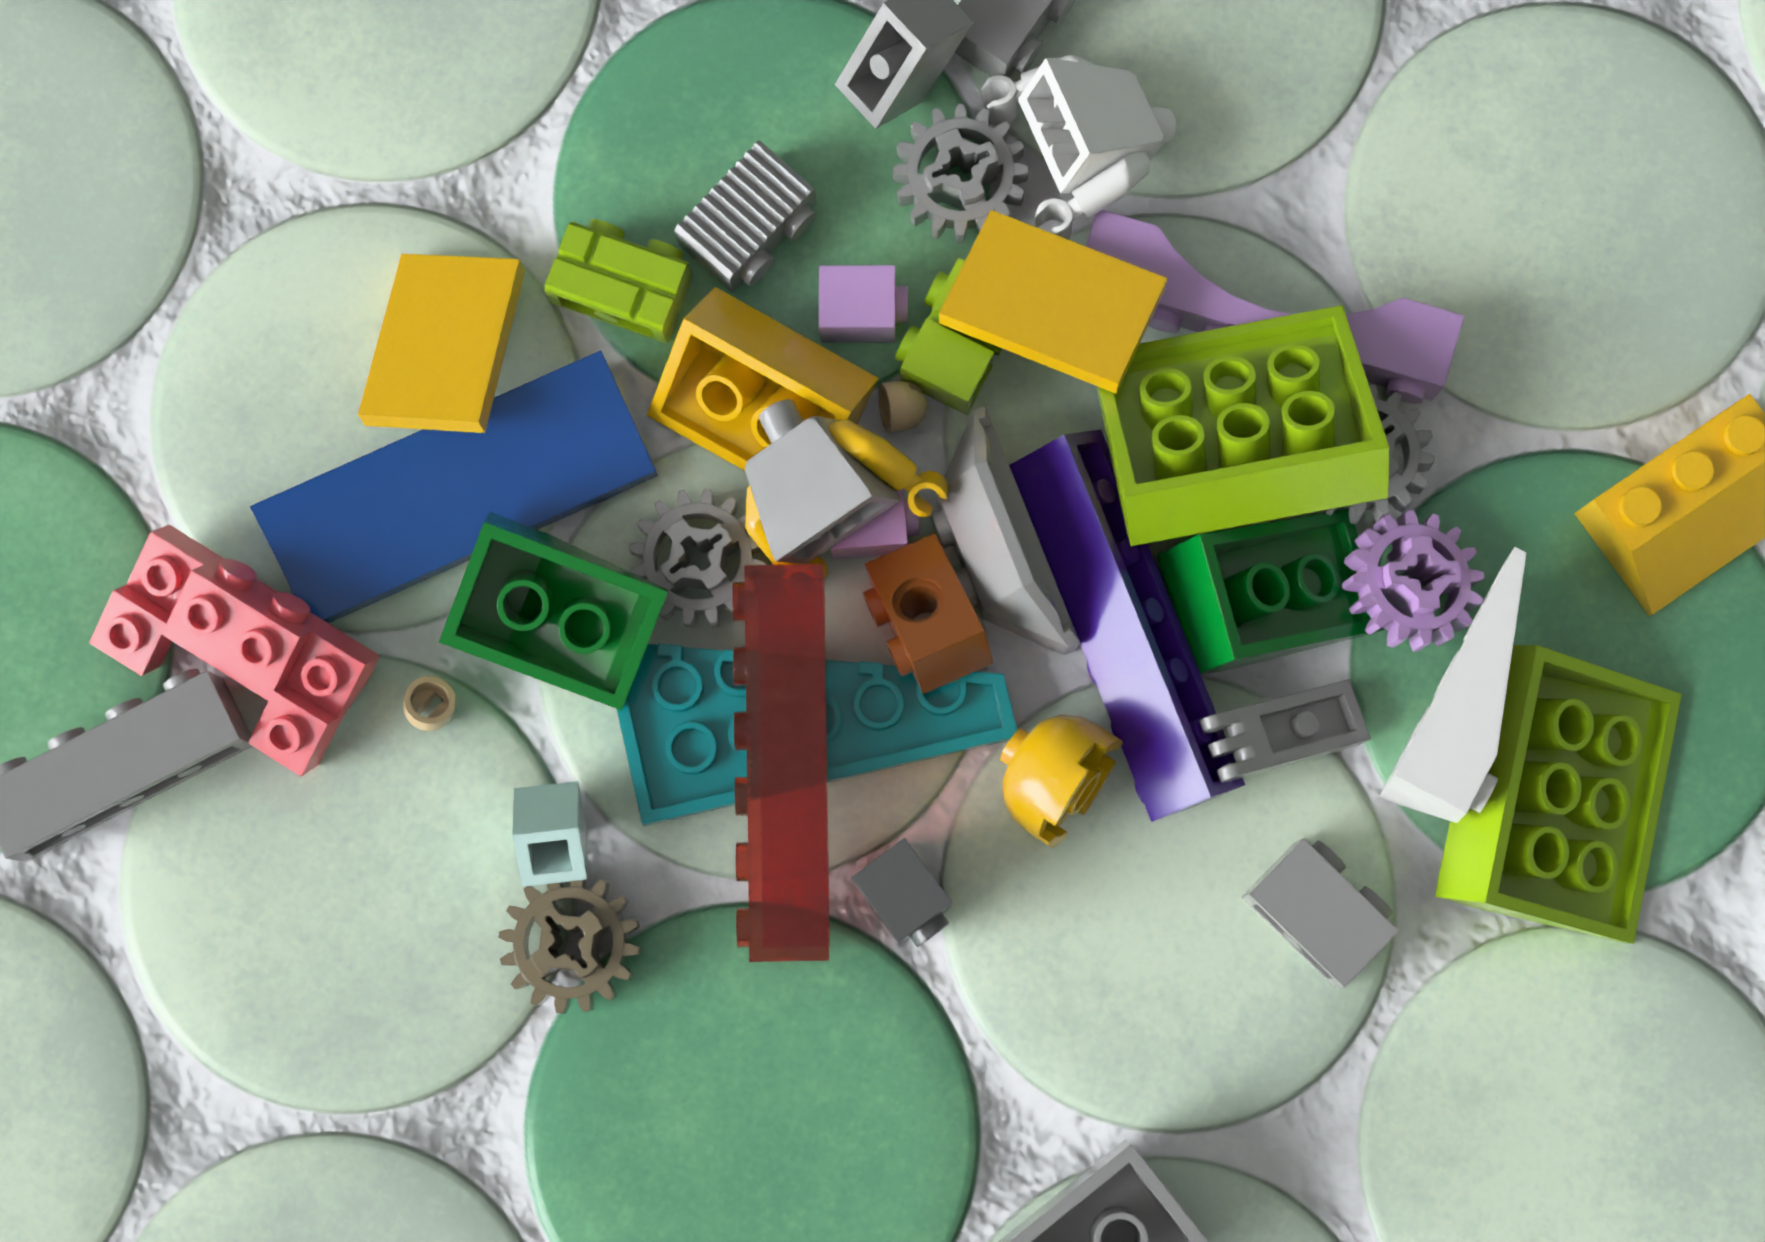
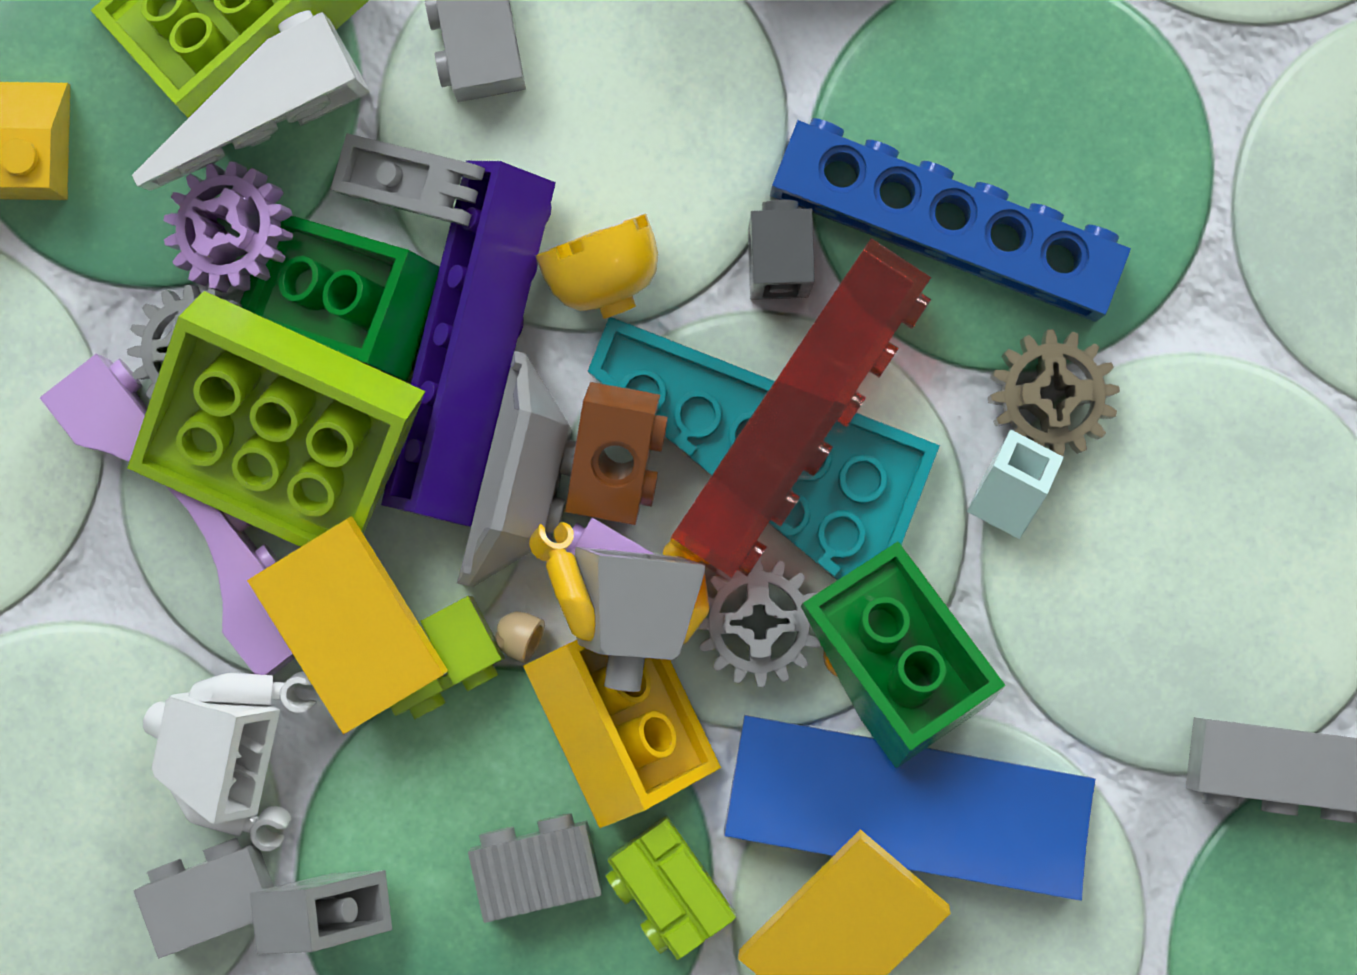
camera: 150 degrees left, 5 degrees up
(246, 632) = (1149, 807): coral bracket -> none
(418, 697) = (1043, 665): tan hinge -> none
(605, 1061) = (1095, 250): none -> blue brick
(860, 304) = (494, 736): lavender brick -> none
(937, 184) = (337, 814): light grey gear -> none

